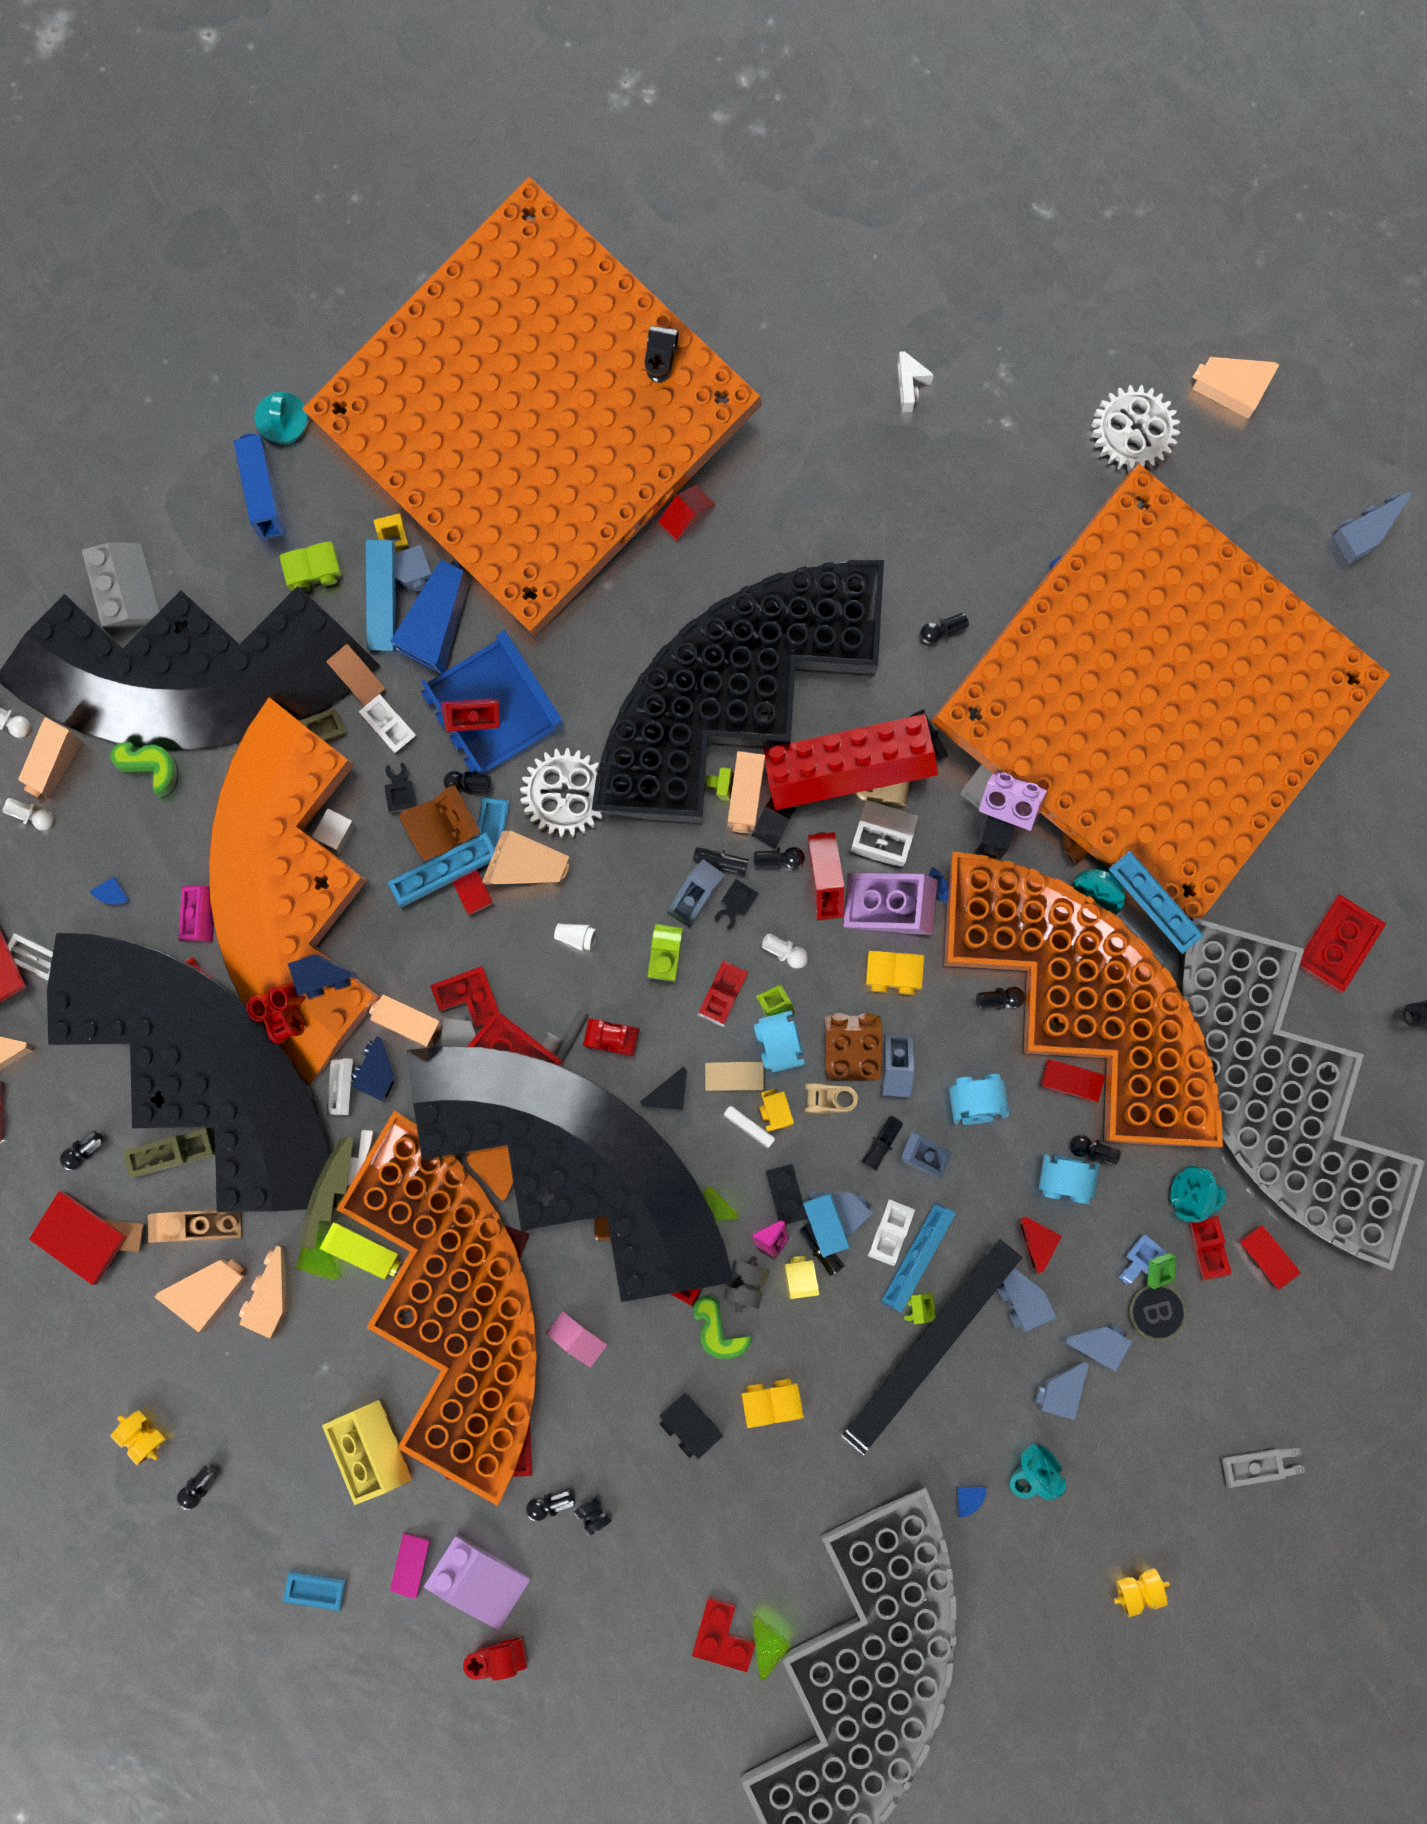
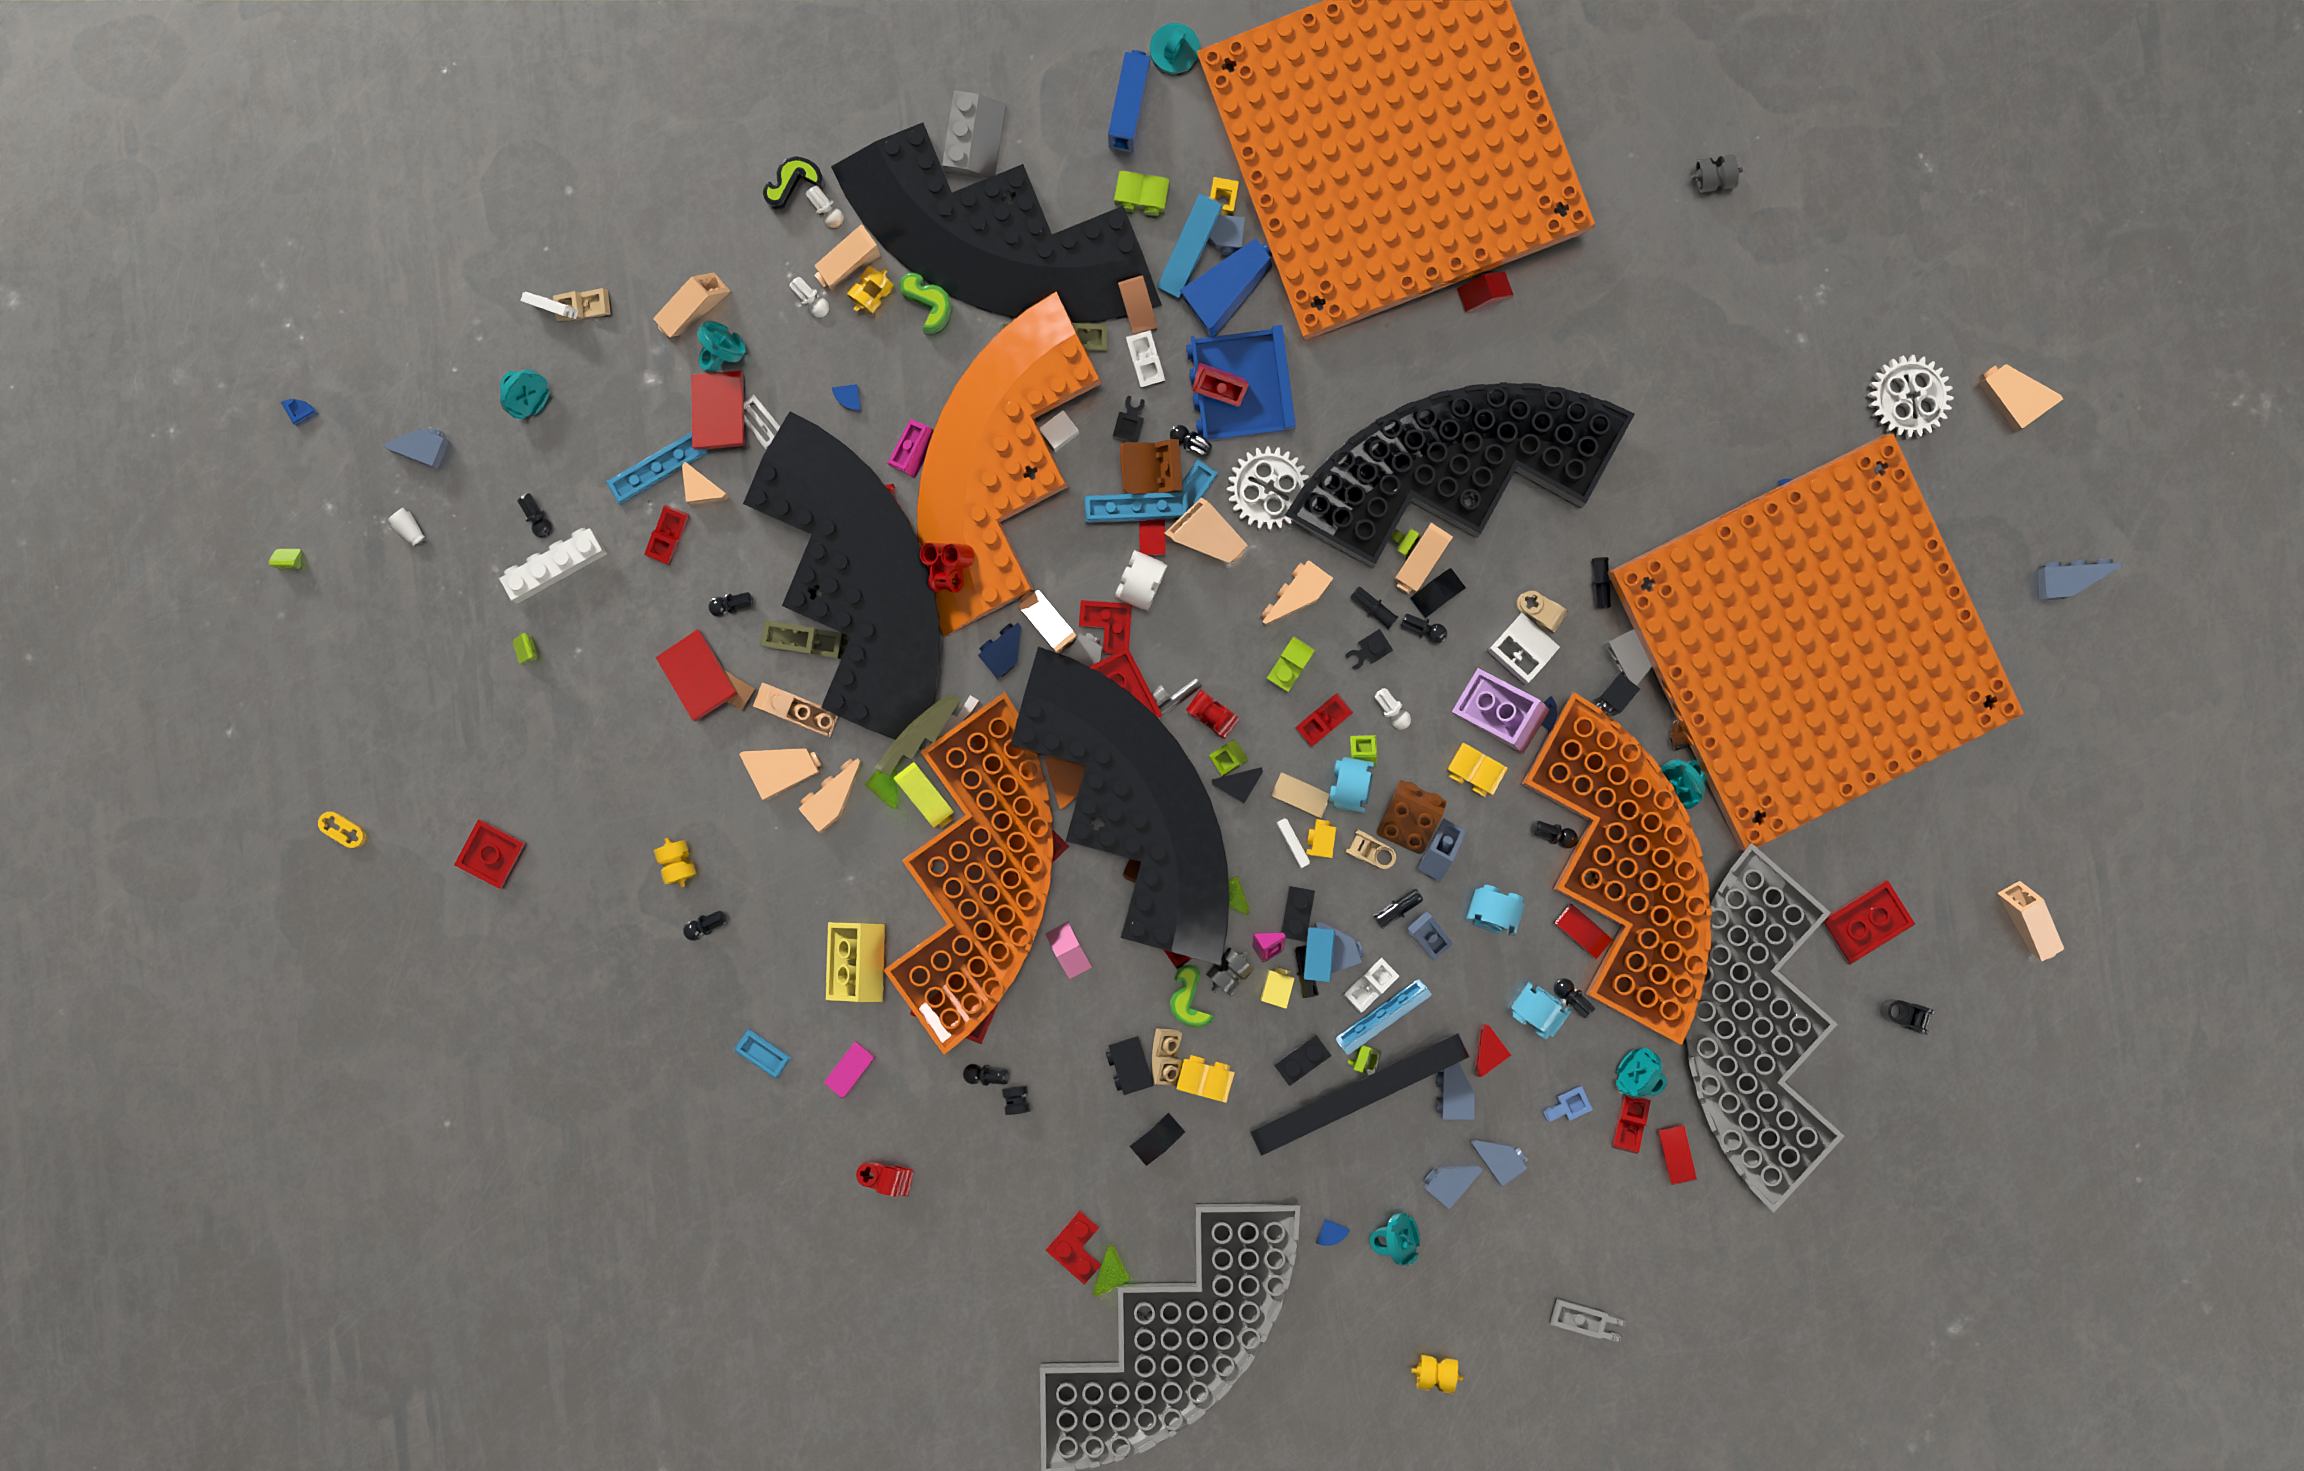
camera: 30 degrees right, 5 degrees up
(85, 781) = (870, 290): none -> yellow wheel
(316, 974) = (991, 549): dark blue slope -> none
(339, 1086) = (967, 650): white tile -> none
(477, 1582) = (898, 1109): lavender slope -> none
(480, 938) = (1141, 580): none -> white brick
(579, 936) = (1223, 615): white cone -> none
(645, 875) = (1304, 590): none -> light nougat slope
(646, 1072) = (1228, 757): none -> lime slope
(660, 349) = (1528, 144): black piece -> none
(696, 892) = (1340, 625): sand blue slope -> none
(724, 1407) = (1164, 1057): none -> tan slope
(752, 1487) = (1157, 1139): none -> black slope
(826, 875) = (1457, 661): slope -> none
(850, 762) = (1523, 575): red brick -> none
(857, 301) = (1722, 173): none -> dark grey wheel
(858, 1338) = (1302, 1059): none -> black brick
(911, 375) = (1738, 259): white slope -> none
(931, 632) = (1647, 494): black axle -> none
(1011, 805) = (1648, 677): lavender brick -> none
(1156, 902) = (1725, 815): dark azure tile -> none
(1157, 1312) = (1561, 1155): black tile -> none
(1162, 1270) = (1581, 1123): bright green tile -> none

